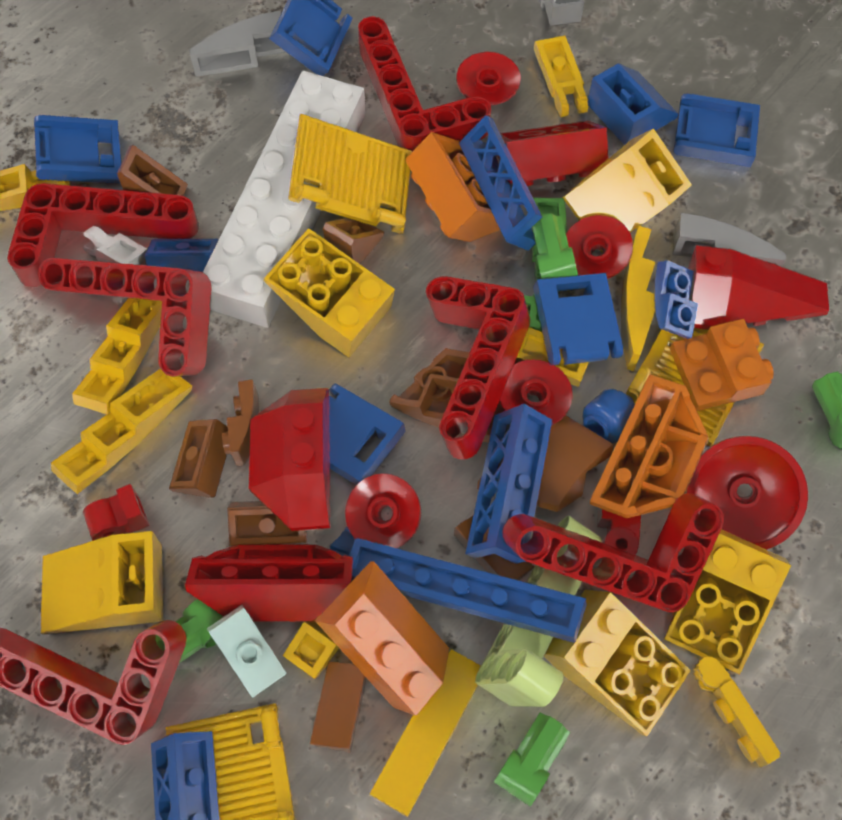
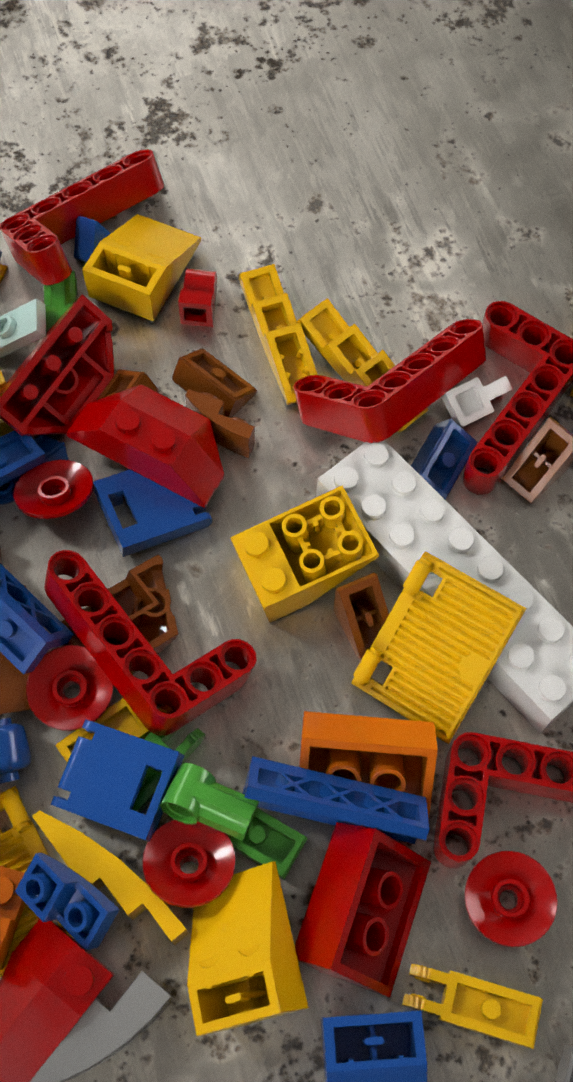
camera: 120 degrees right, 0 degrees up
(103, 648) = (87, 236): none -> blue slope

